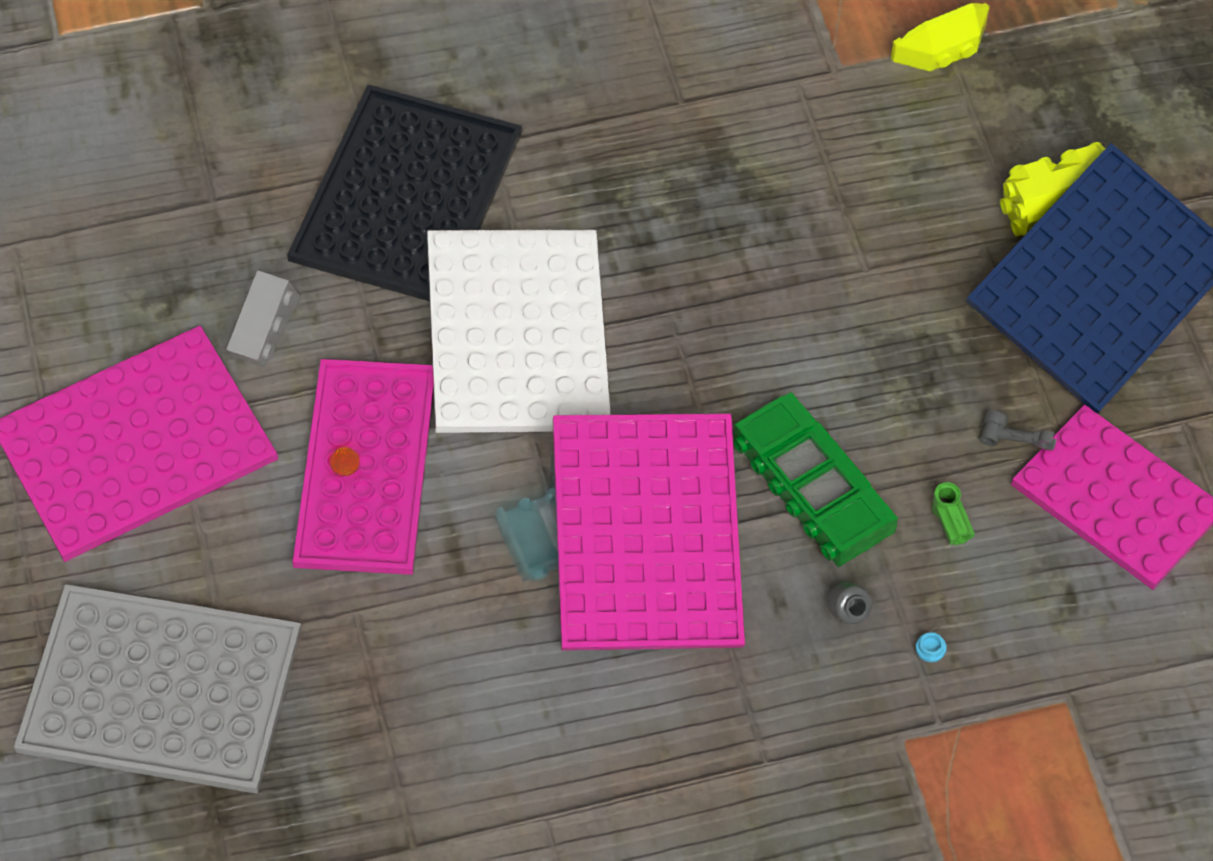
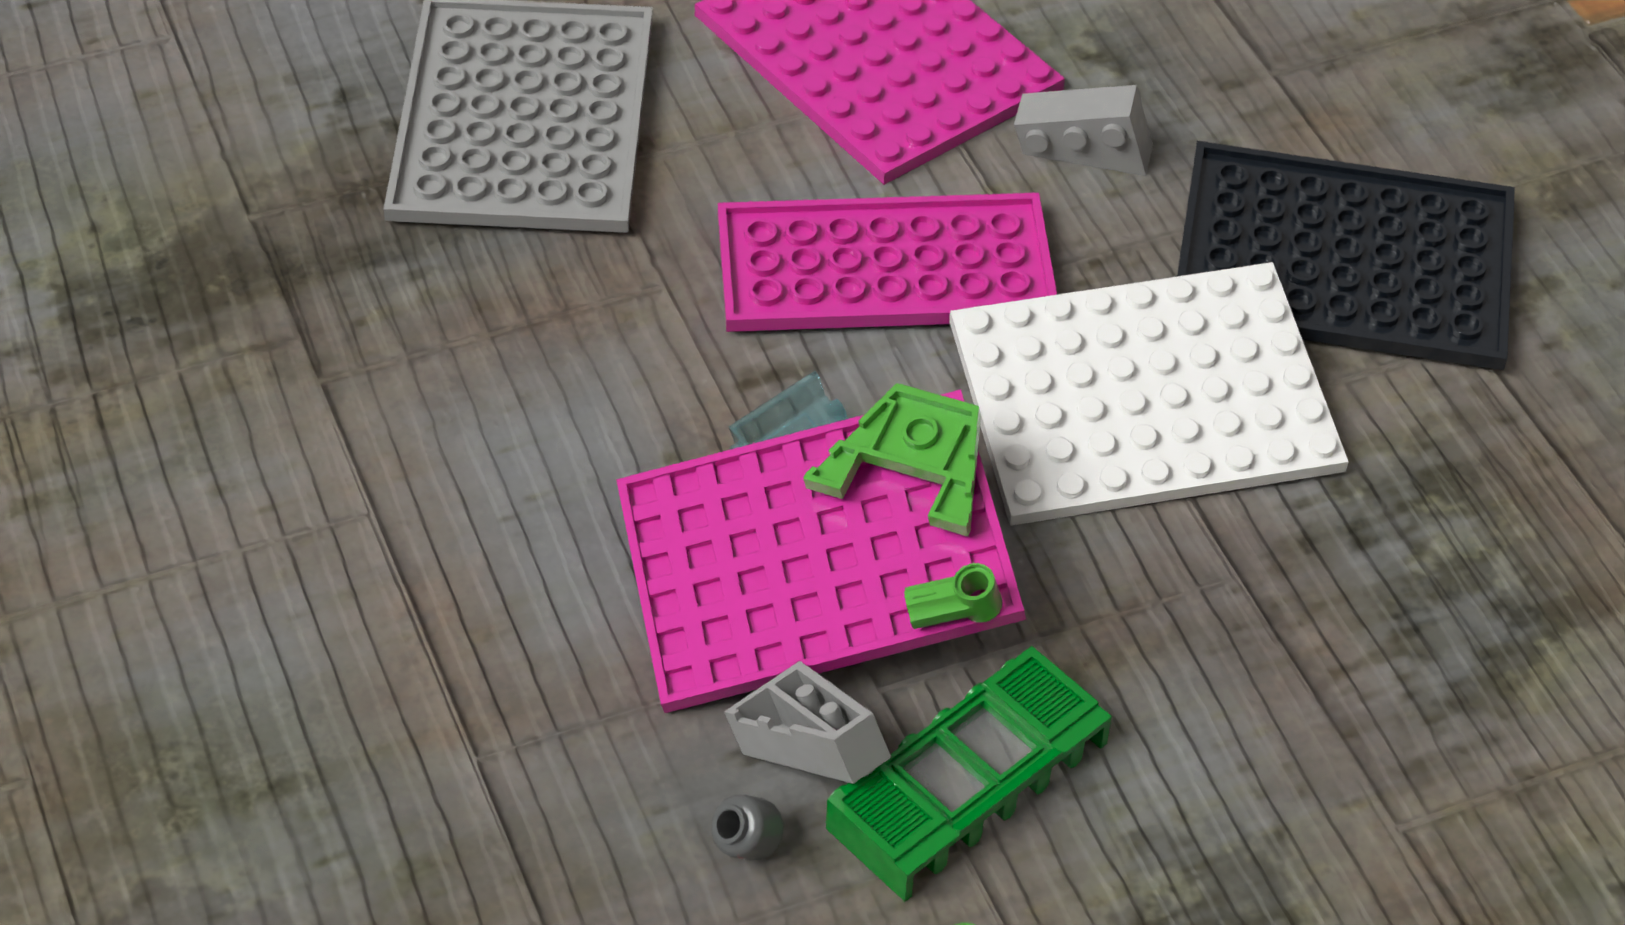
camera: 80 degrees right, 10 degrees down
(344, 461) = (875, 226): clear orange plate -> none
(593, 444) = (918, 437): none -> bright green wing
(723, 451) = (951, 599): none -> bright green piece
(788, 552) = (808, 727): none -> light grey wedge

